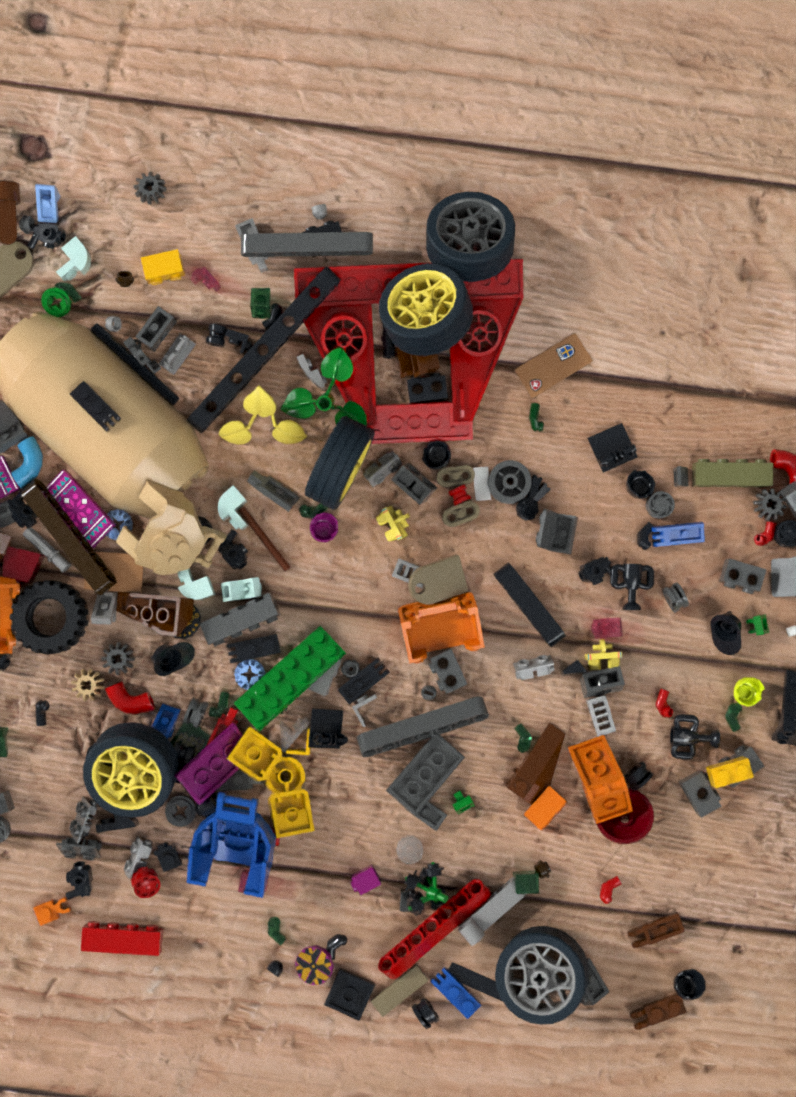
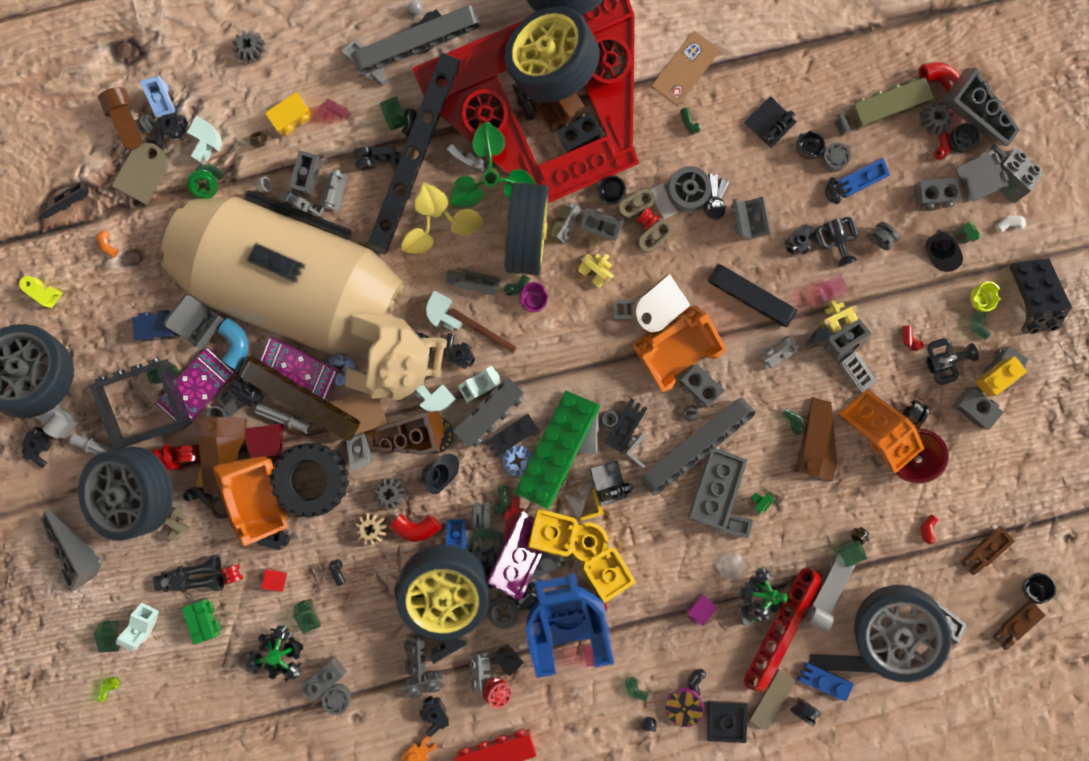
camera: 20 degrees left, 0 degrees up
(545, 808) = (841, 477): orange panel -> none

